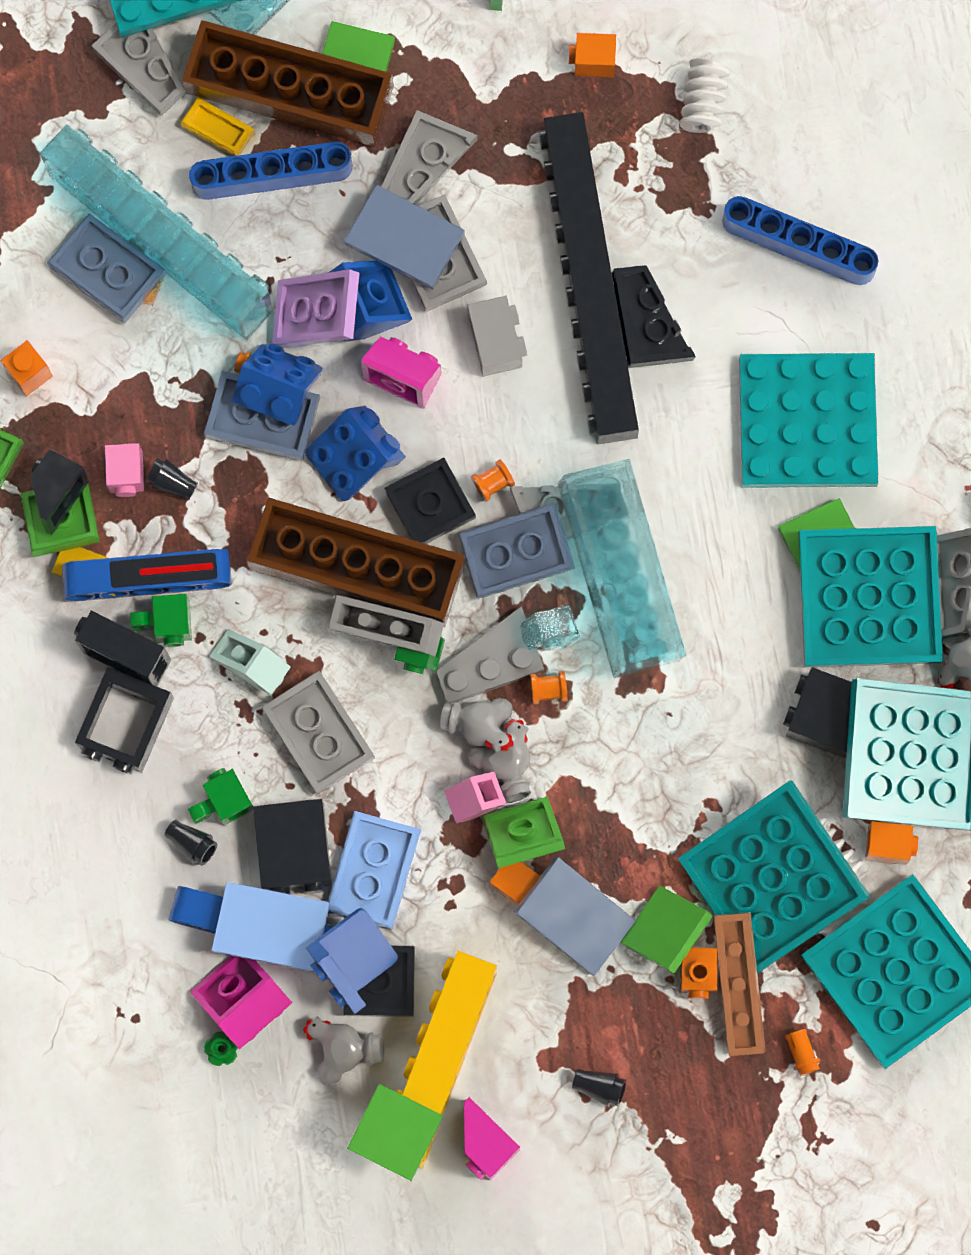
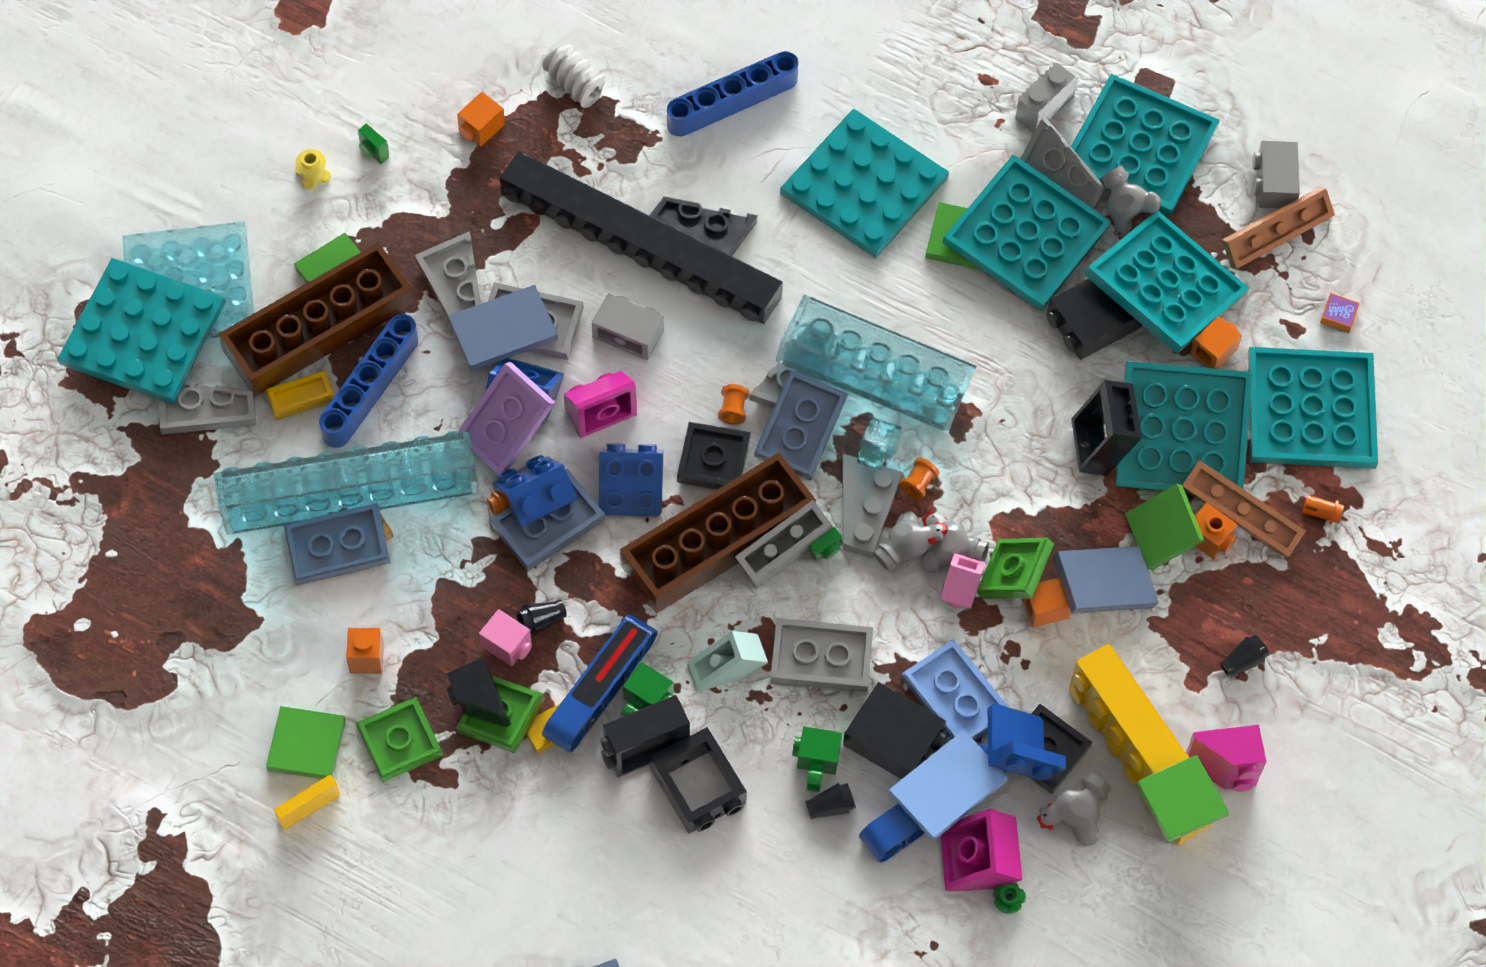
camera: 55 degrees left, 15 degrees down
(722, 809) = (1116, 408): none -> black window

